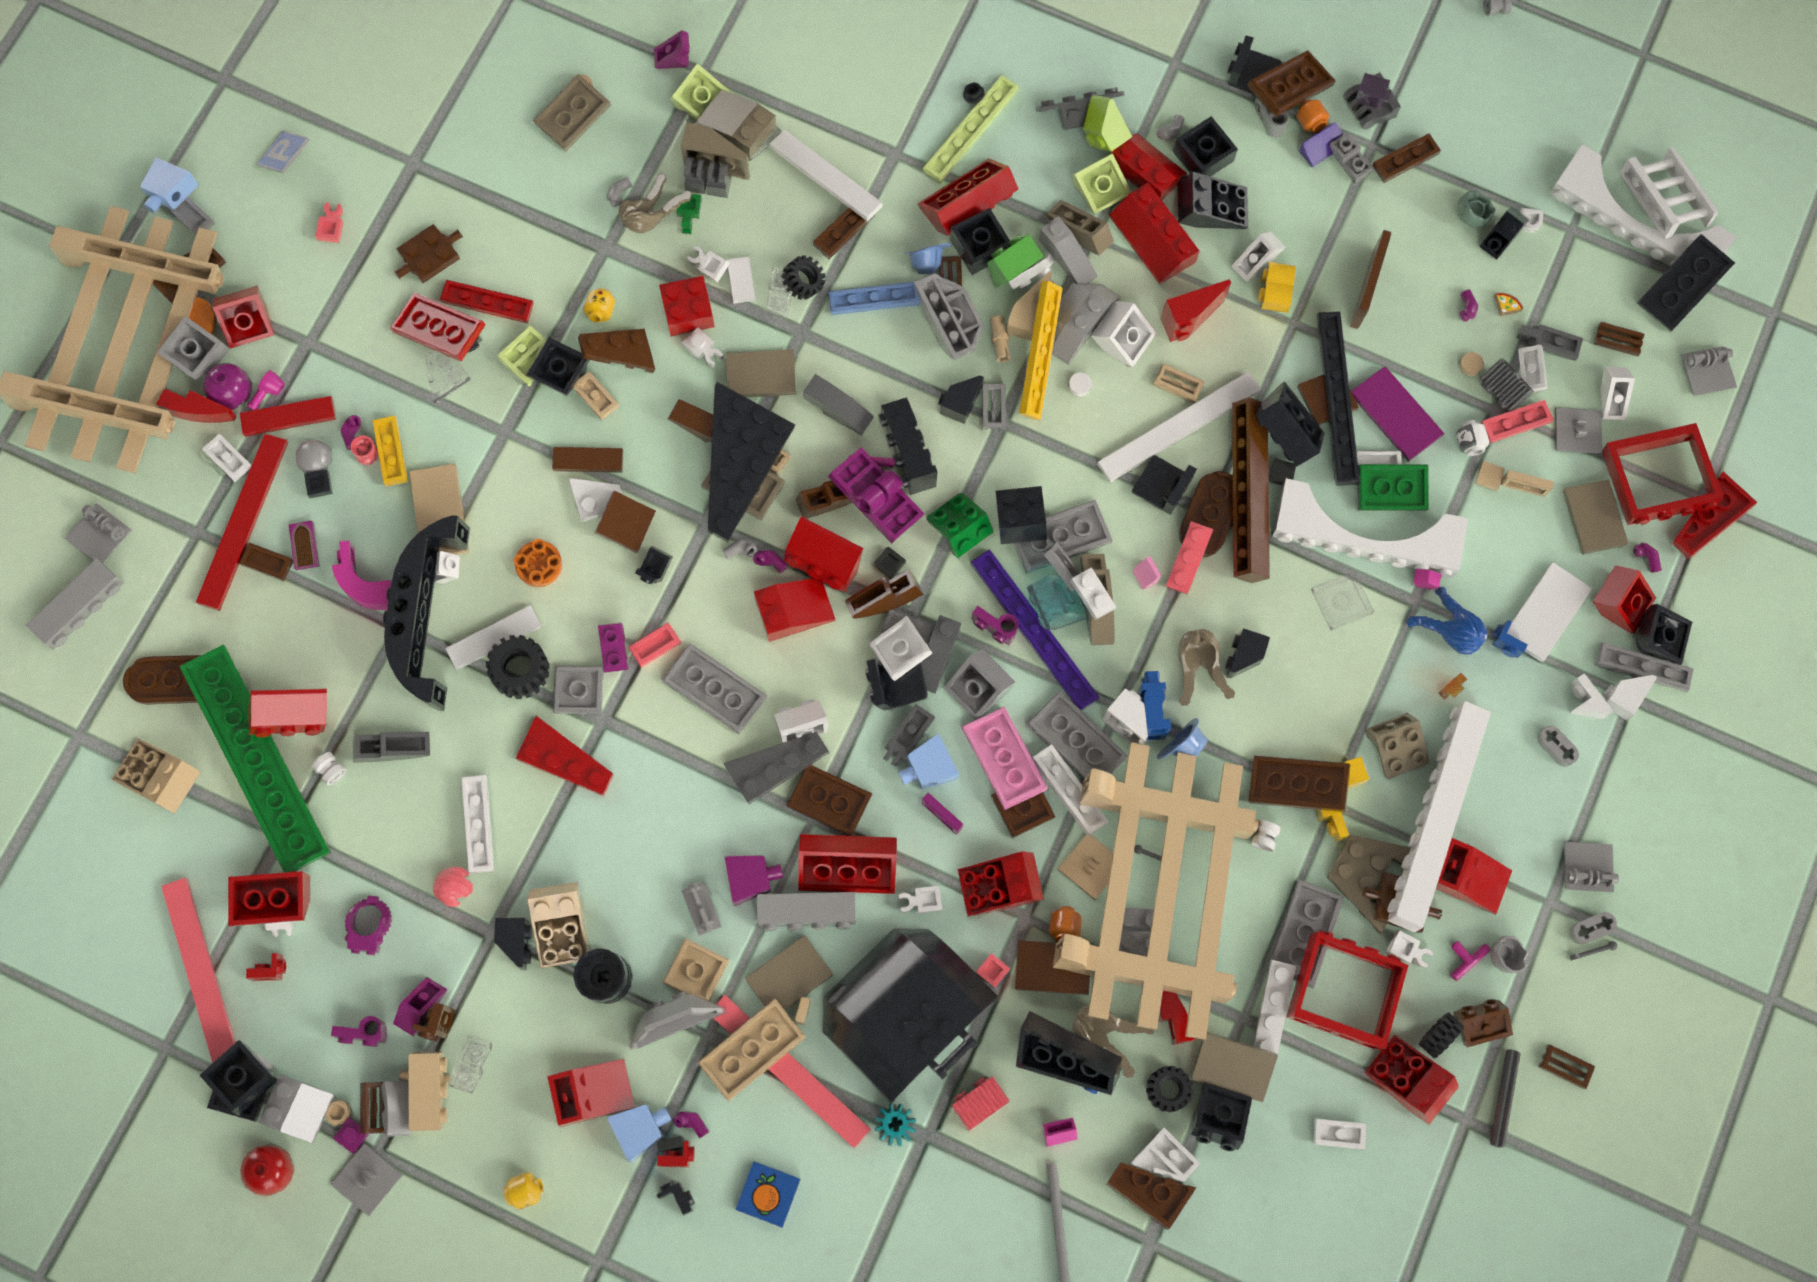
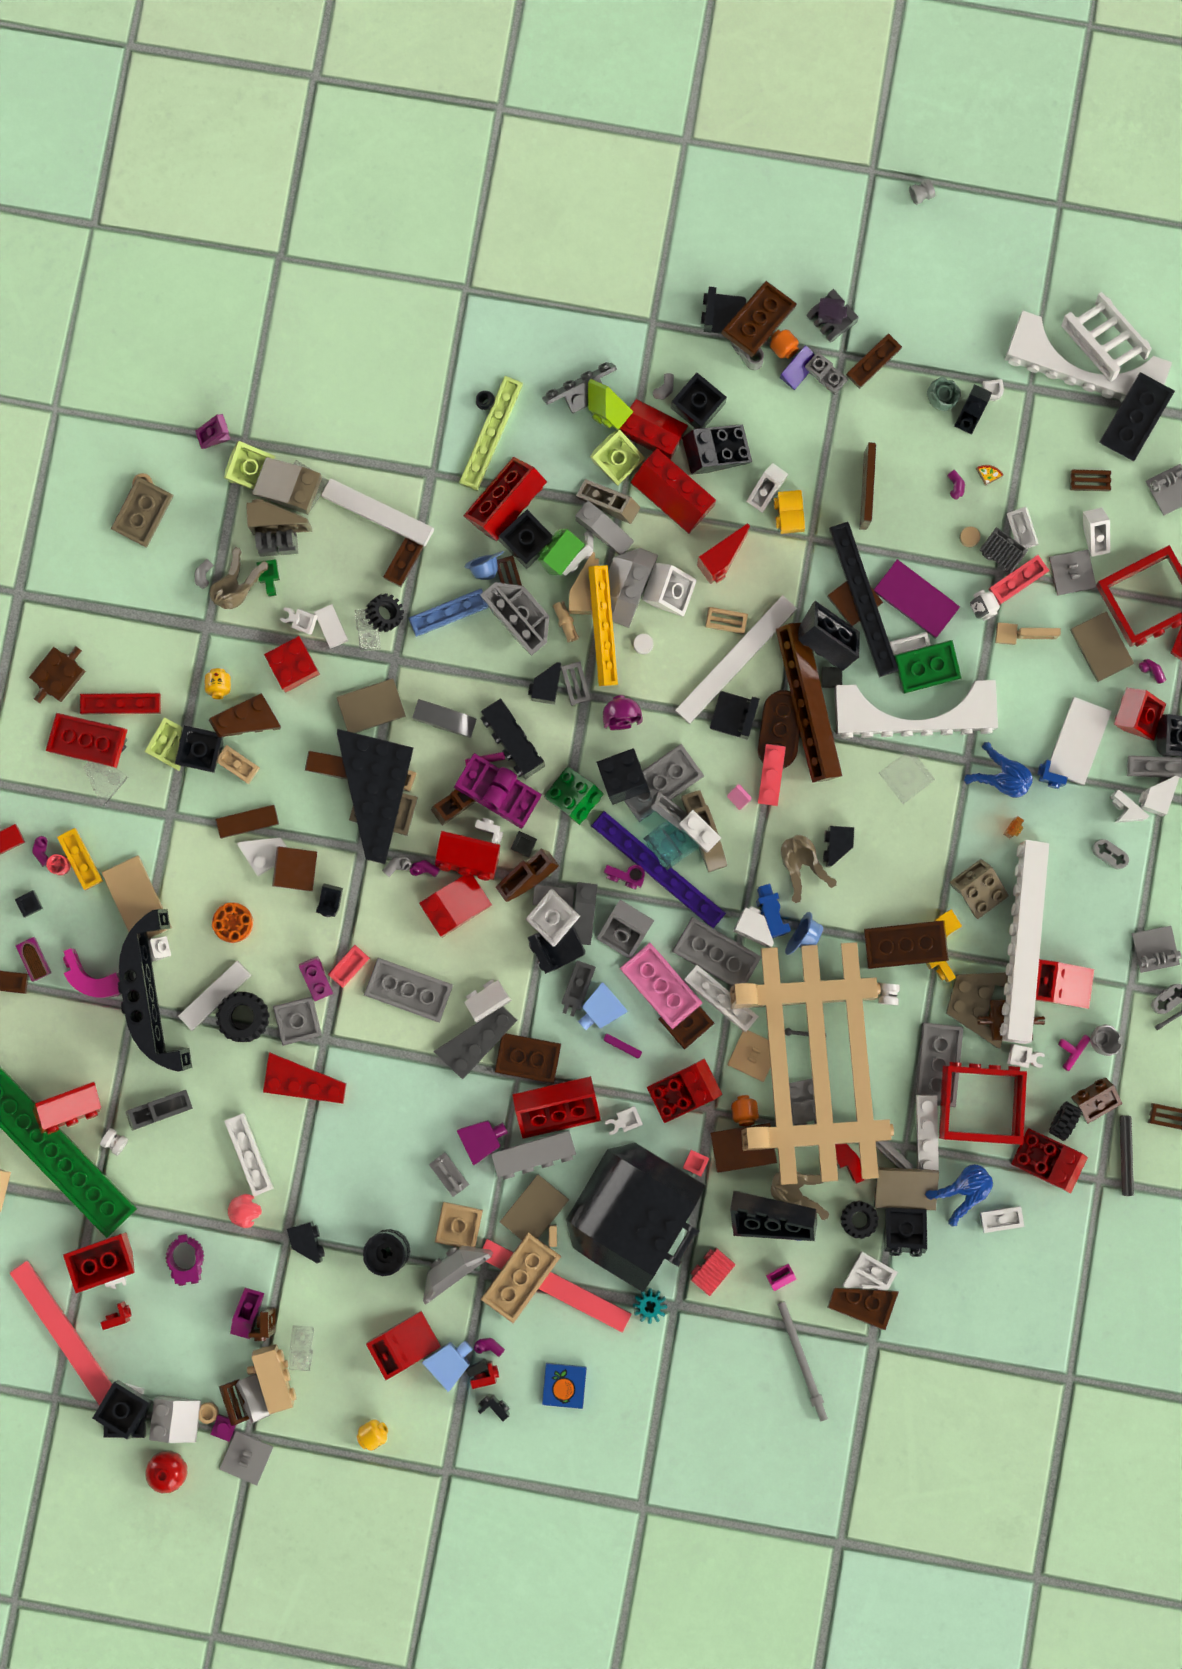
camera: 10 degrees left, 10 degrees up
(313, 456) = (17, 880): light grey hair -> none
(347, 1035) = (197, 1351): magenta plate -> none
(558, 924) = (338, 1218): tan slope -> none
(701, 345) = (313, 695): white plate -> none
(854, 532) = (487, 826): none -> white bracket
(1037, 449) = (621, 713): none -> magenta cylinder
(1226, 1022) = (893, 1155): none -> light grey axle
(1317, 1080) = (973, 1183): none -> blue hair
(1427, 579) = (973, 740): dark pink piece -> none
(1552, 340) = (1033, 498): dark grey hinge -> none

